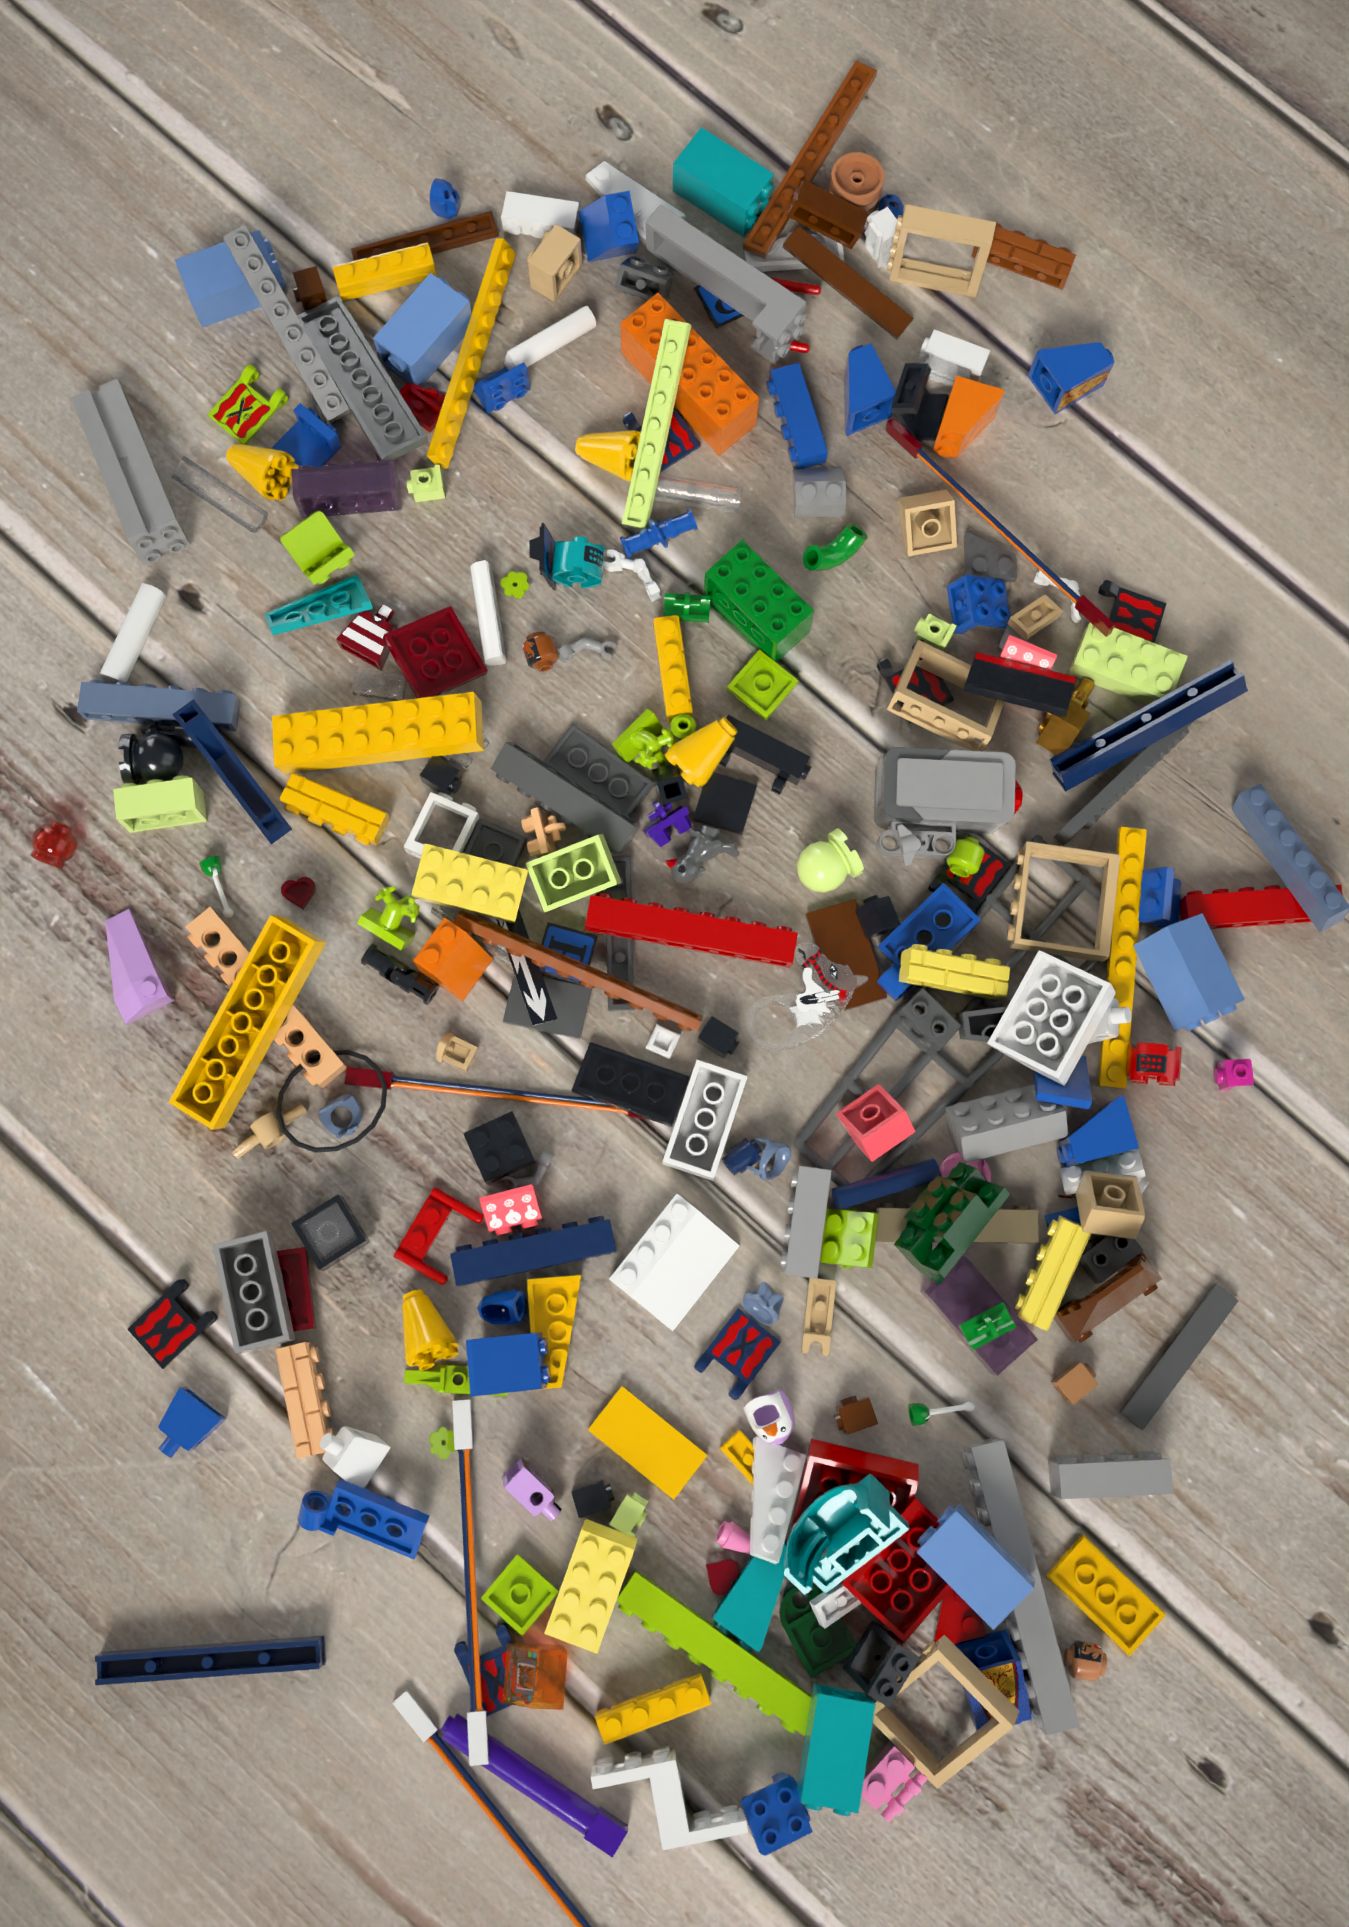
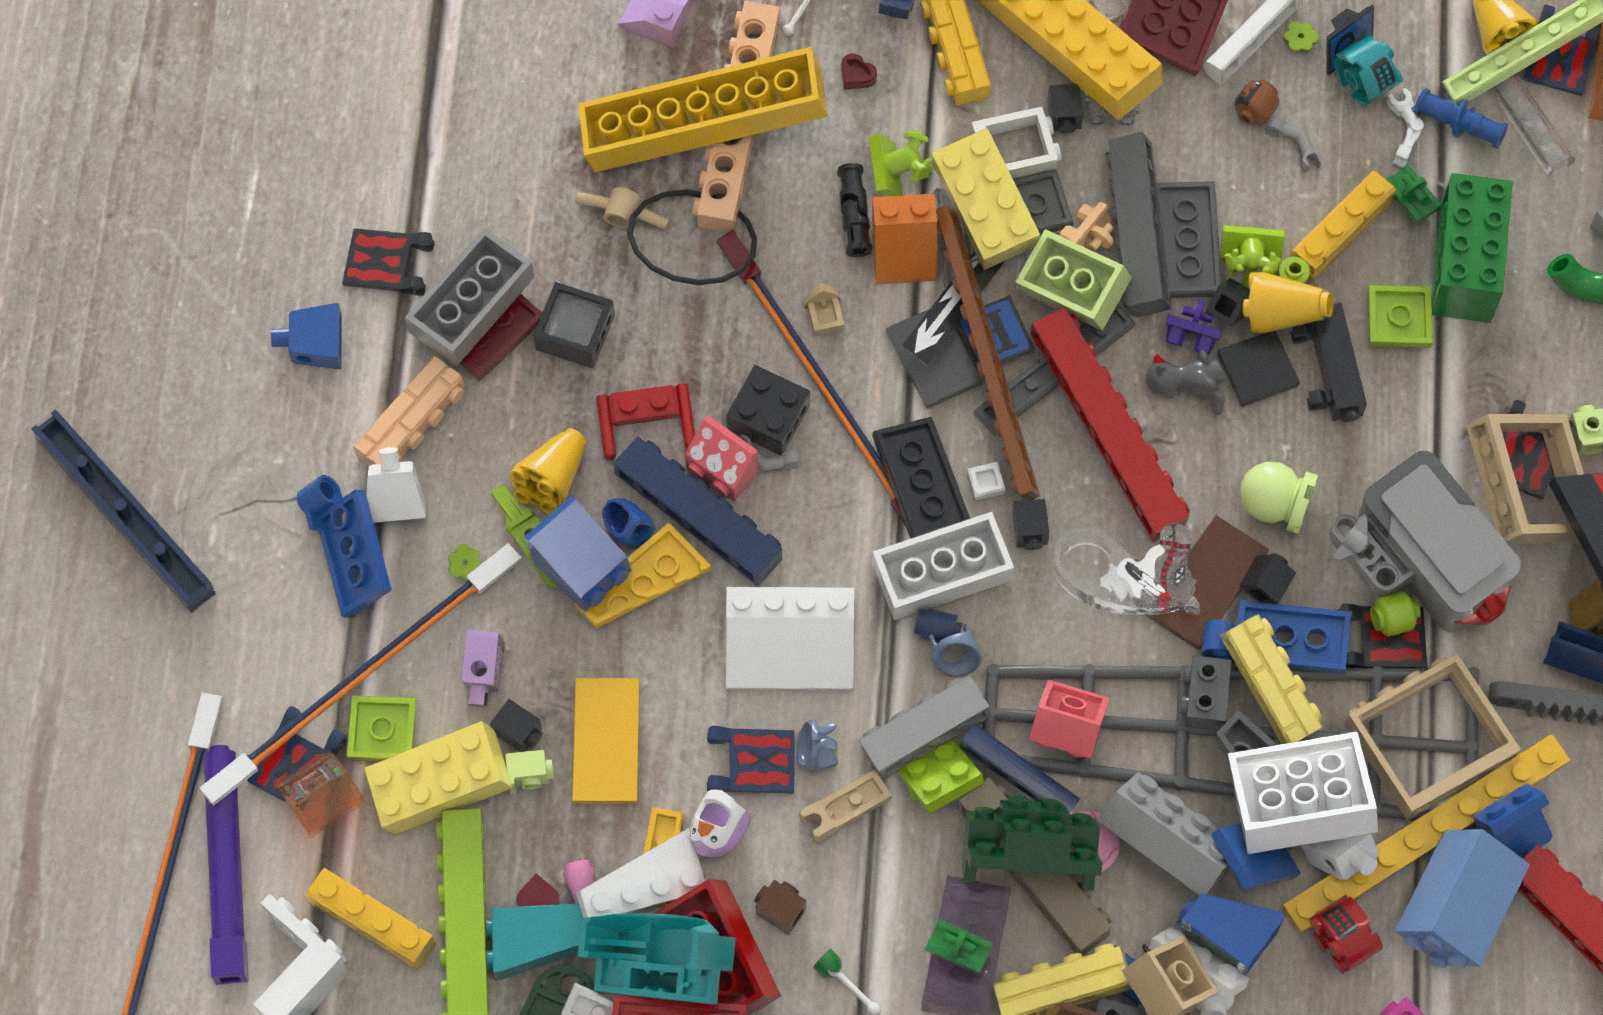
camera: 55 degrees right, 10 degrees down
(346, 1101) = (701, 249): sand blue piece -> none

